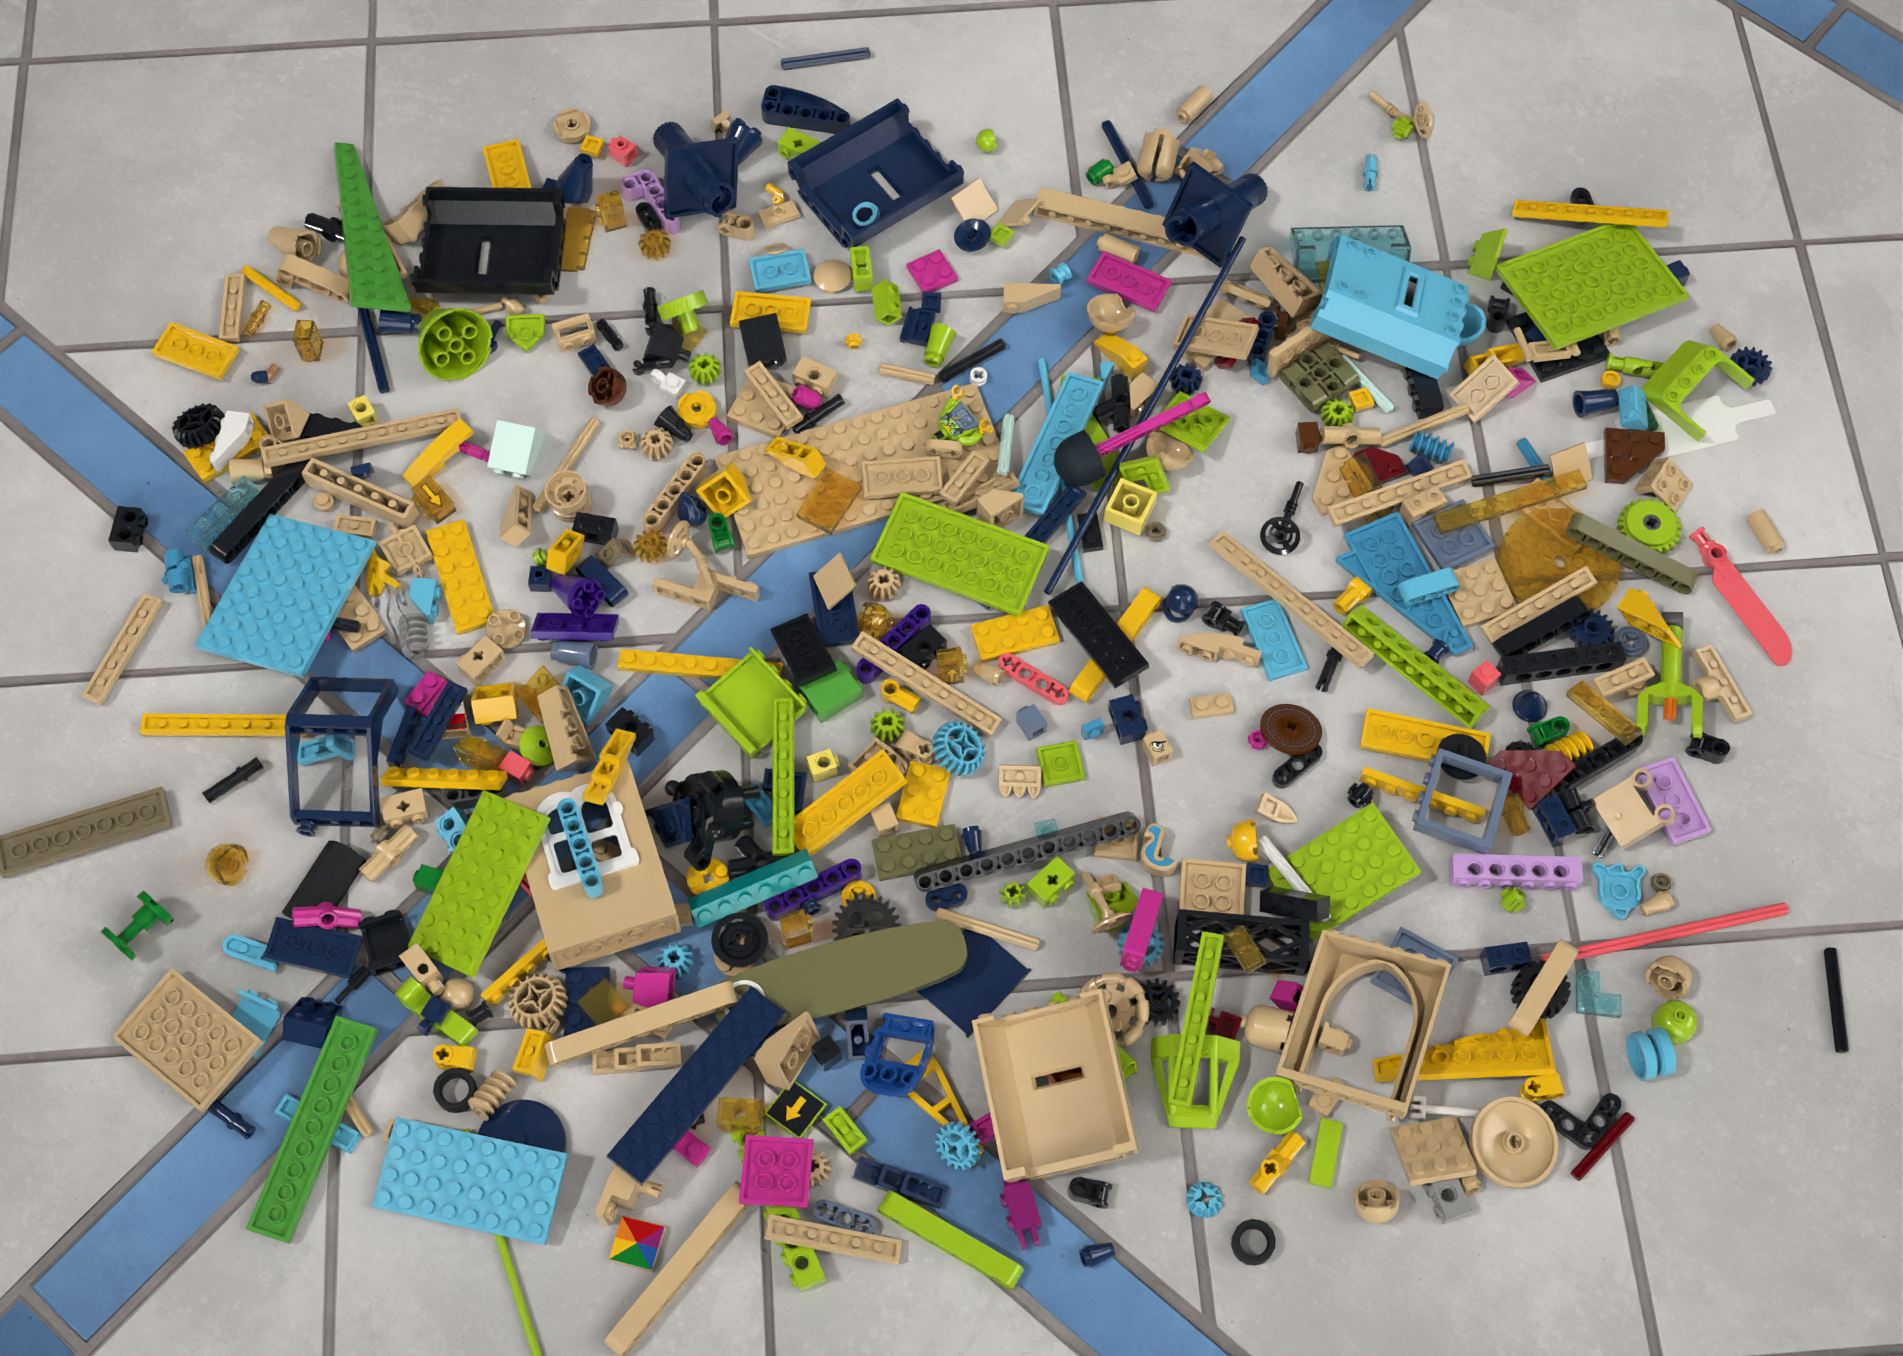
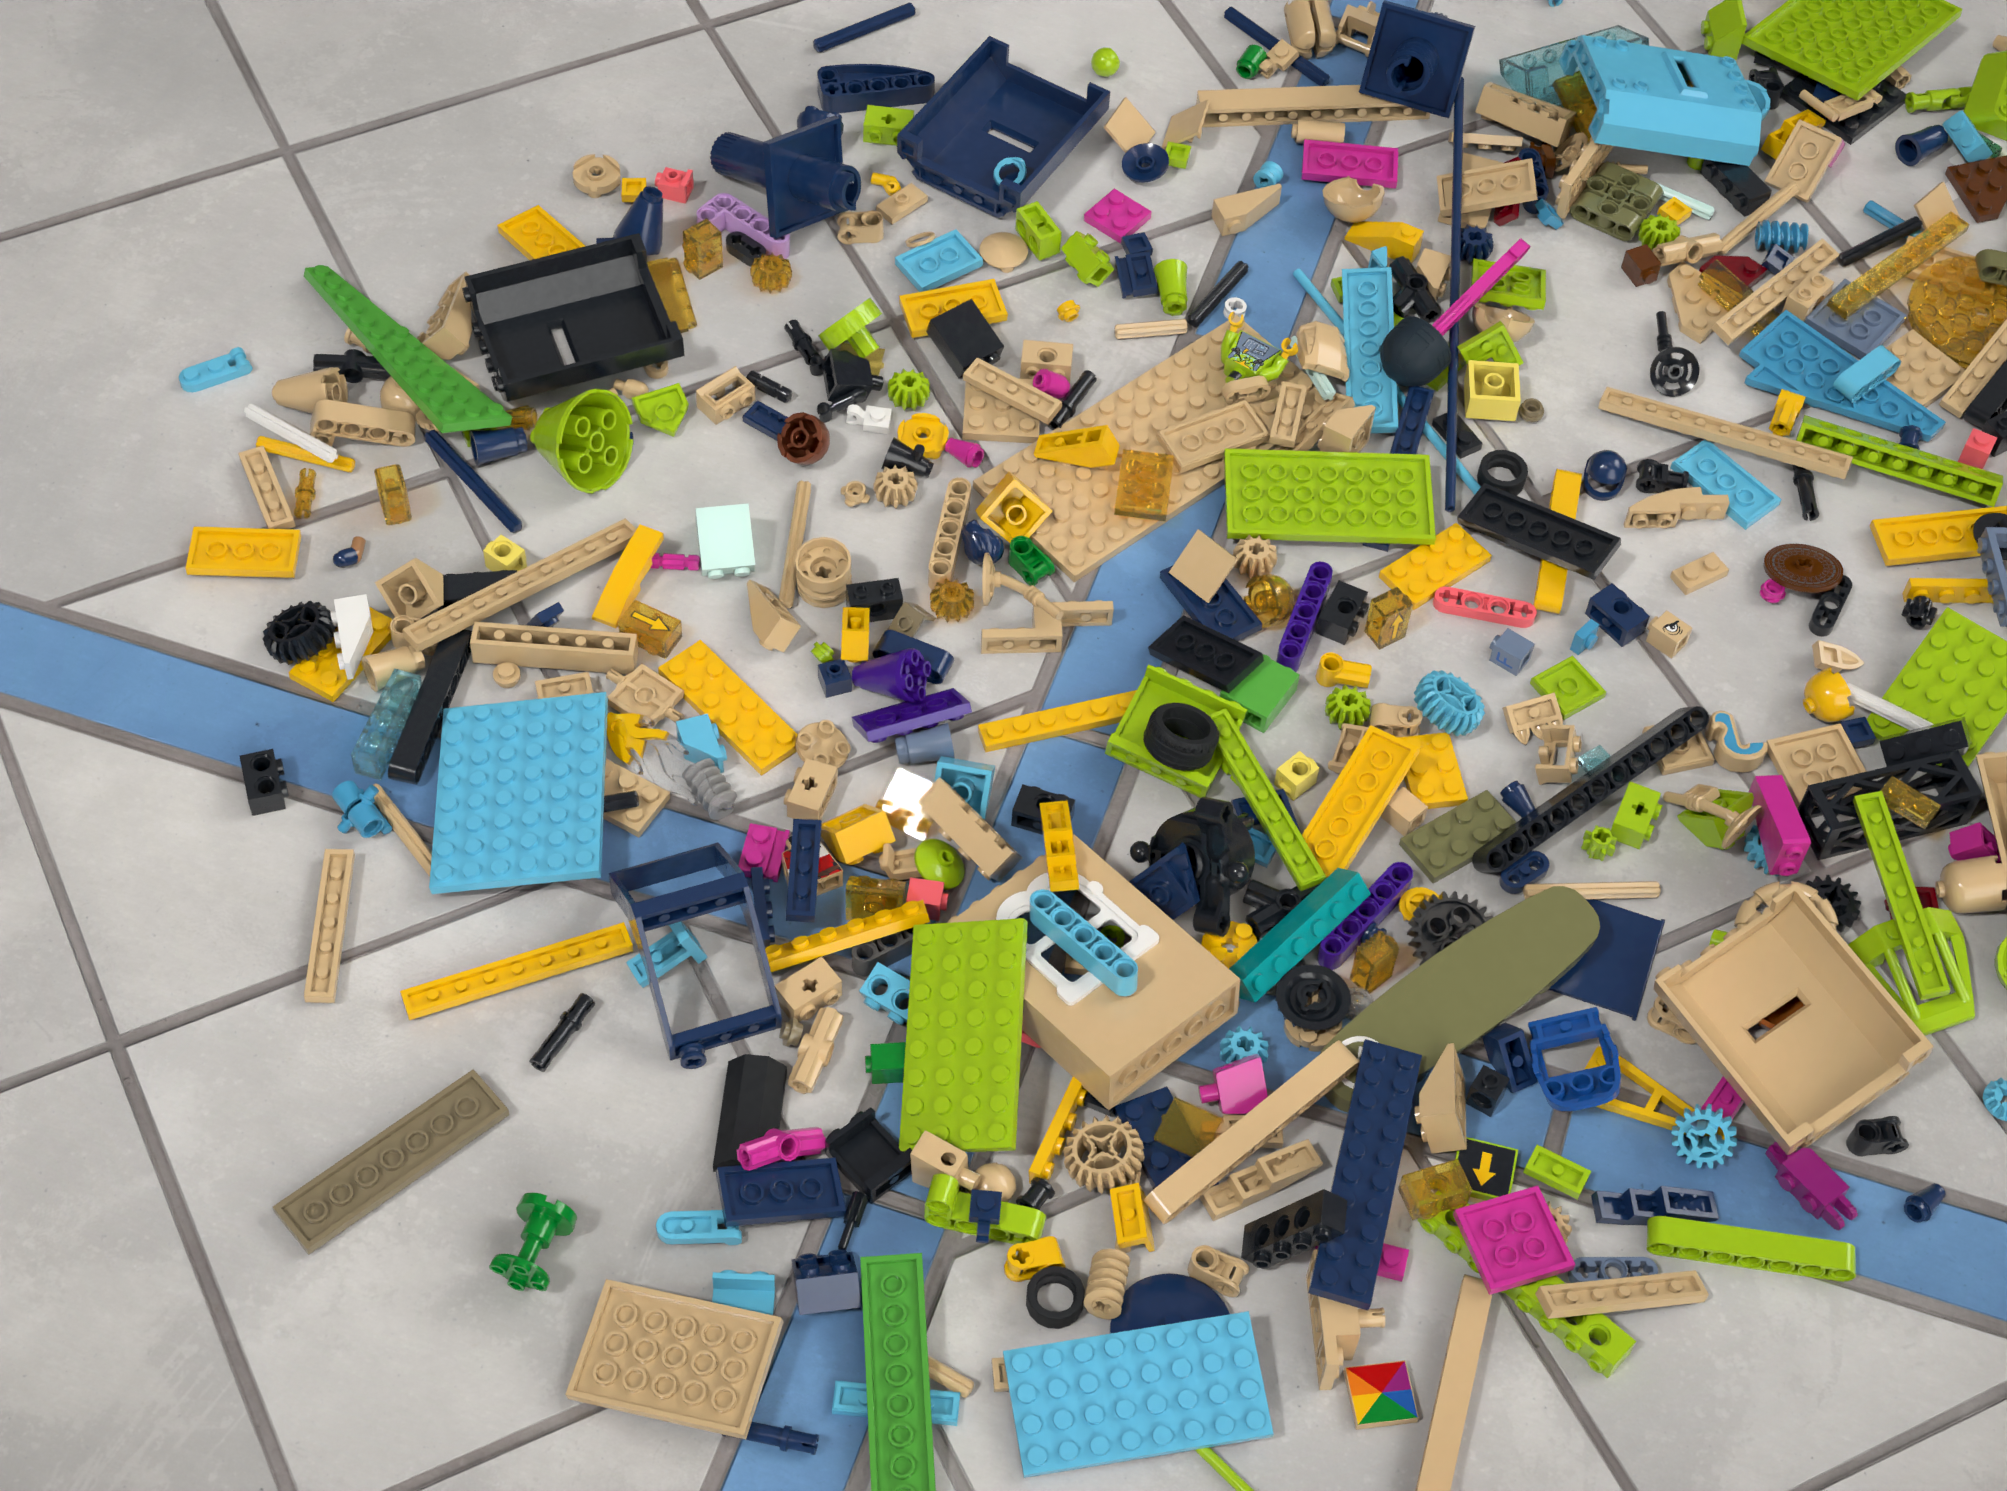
camera: 25 degrees left, 10 degrees down
(226, 863) = (608, 1131): clear yellow cylinder -> none
(242, 204) = (215, 371): none -> medium azure plate
(265, 270) = (291, 433): none -> white axle
(575, 1115) = (1219, 1270): none -> tan piece
(624, 1108) = (1294, 1229): none -> black brick
(721, 122) = (780, 124): tan tile -> none
(754, 695) = (1177, 751): none -> black tyre
(926, 684) = (1369, 644): tan plate -> none
(991, 673) = (1432, 614): tan cone -> none
(1013, 814) = (1554, 737): none -> tan window
(1016, 434) = (1322, 349): none -> tan slope
(1104, 590) = (1507, 460): none -> black tyre
(1610, 379) = (1921, 119): yellow tile -> none

